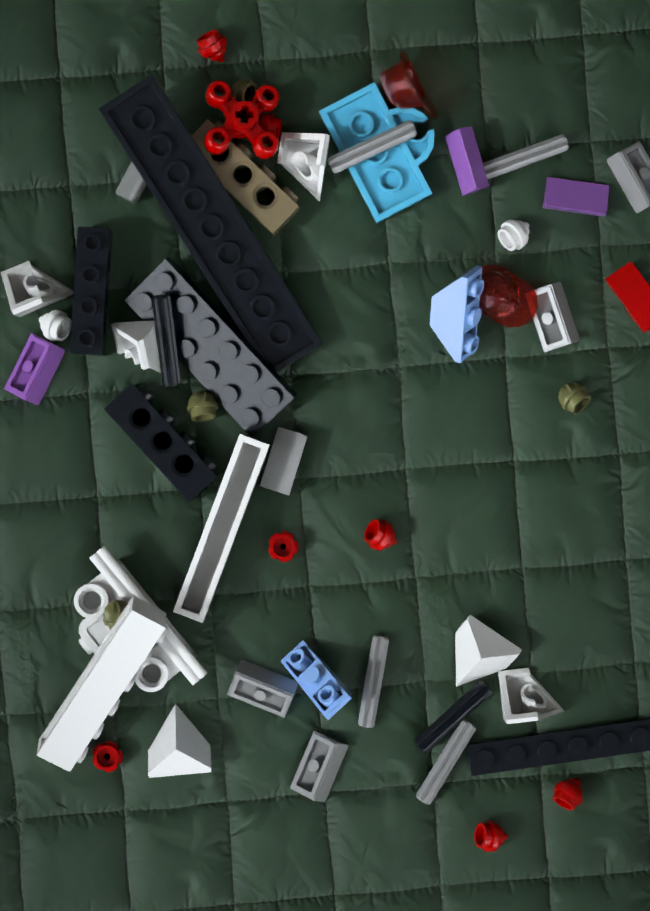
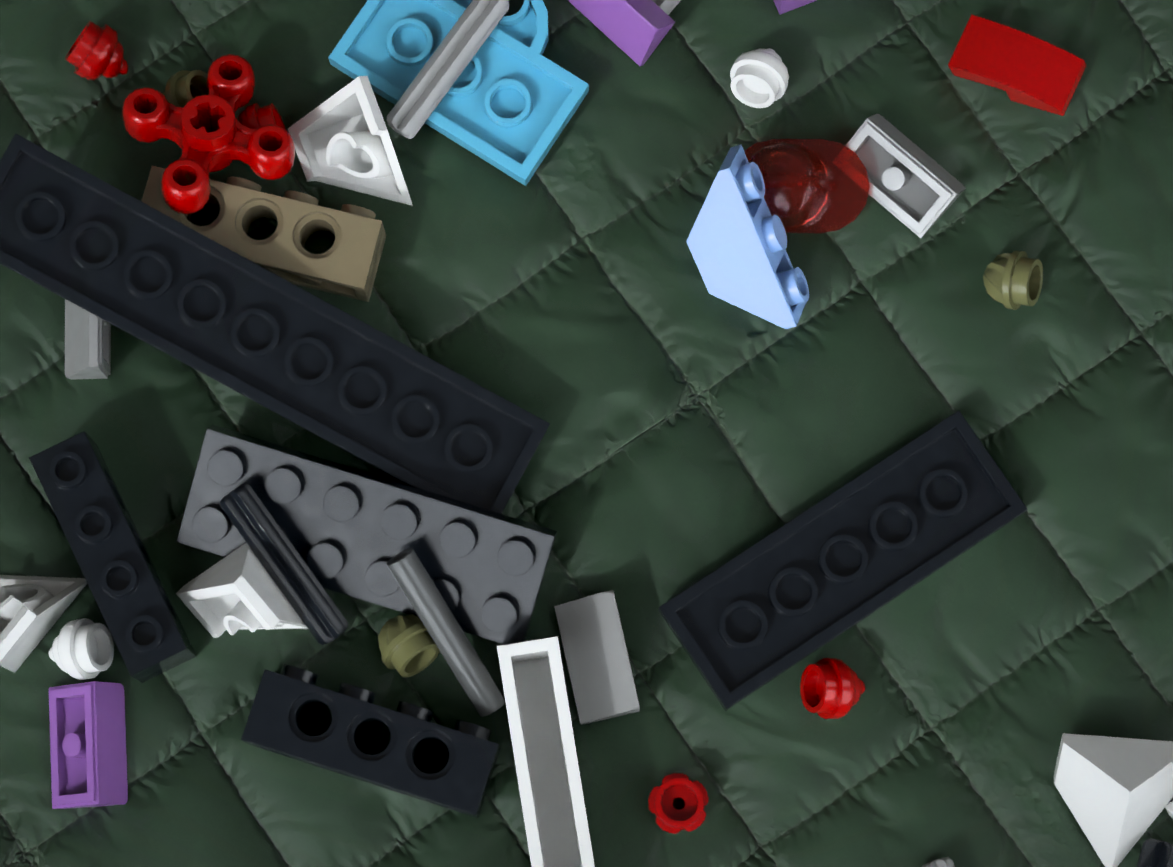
camera: 30 degrees left, 10 degrees down
(221, 412) = (446, 632): none -> dark grey piece
(419, 480) = (842, 560): none -> black plate

